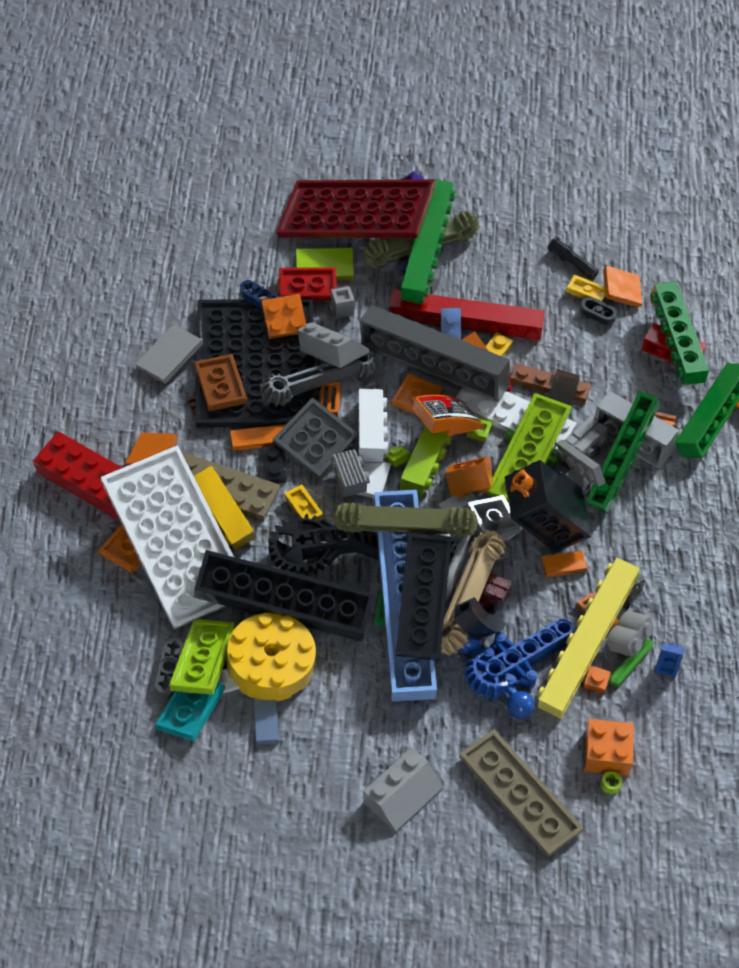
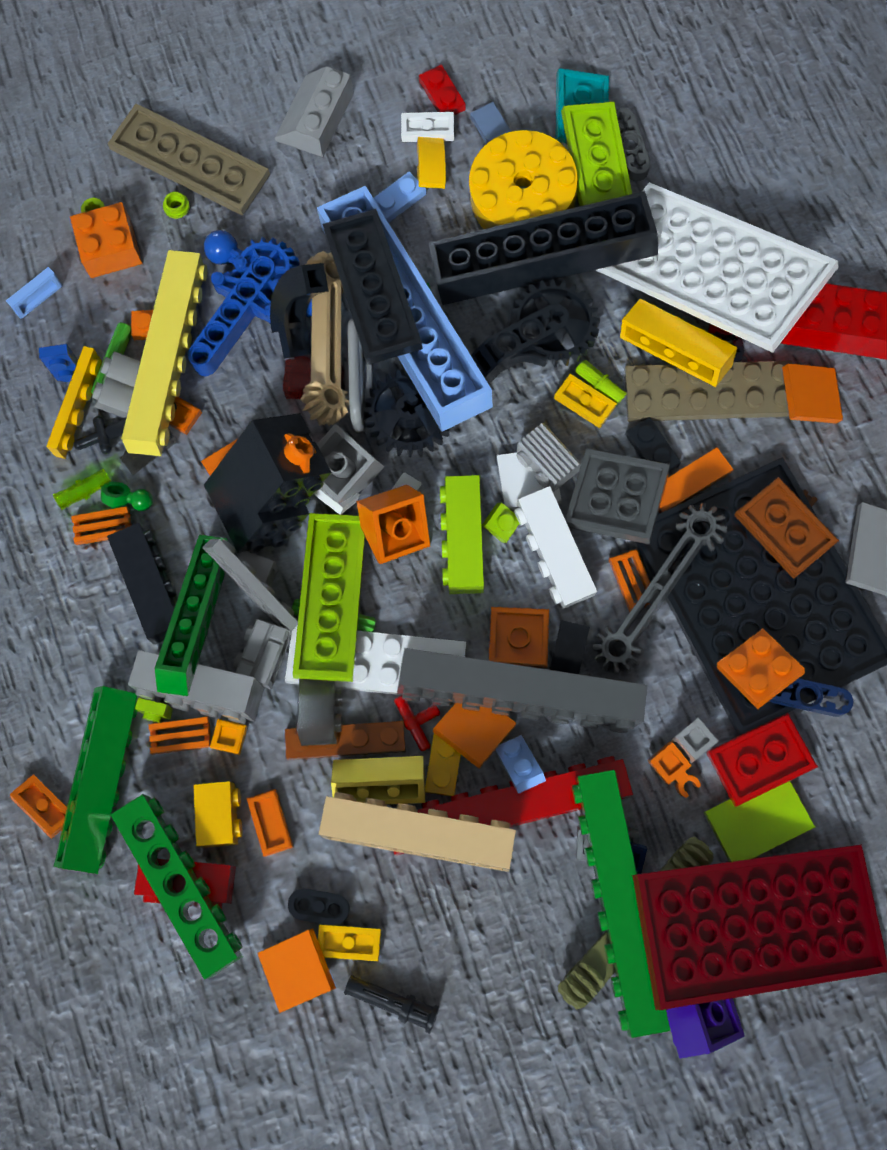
camera: 165 degrees right, 20 degrees up
(284, 508) = (600, 381): none -> lime axle
(291, 769) = (442, 91): none -> red plate
(317, 741) = (427, 125): none -> white plate
(328, 710) = (431, 162): none -> yellow slope
(329, 345) = (666, 637): light grey slope -> none
(360, 518) = (495, 344): olive arm -> none
(362, 300) = (671, 766): none -> orange plate
(367, 698) = (399, 196): none -> light blue plate
(391, 374) = (569, 647): none -> black slope
(445, 414) = (456, 589): slope -> none
(481, 434) = (412, 611): lime plate -> none
(528, 300) = (417, 833): none -> tan brick
(538, 349) = (384, 779): none -> light yellow brick
(545, 755) = (173, 199): none -> lime plate
(613, 360) = (270, 823): none -> orange tile
(639, 559) = (118, 494): none -> green plate
(644, 370) = (217, 814): none -> yellow brick
(649, 505) = (145, 579): none -> black brick
(651, 611) = (102, 434): none -> black sword
(670, 554) = (96, 516): none -> orange tile
(671, 632) = (72, 407): none -> yellow plate
(677, 730) = (34, 293): none -> light blue tile
(690, 580) = (81, 489): none -> clear neon green pin

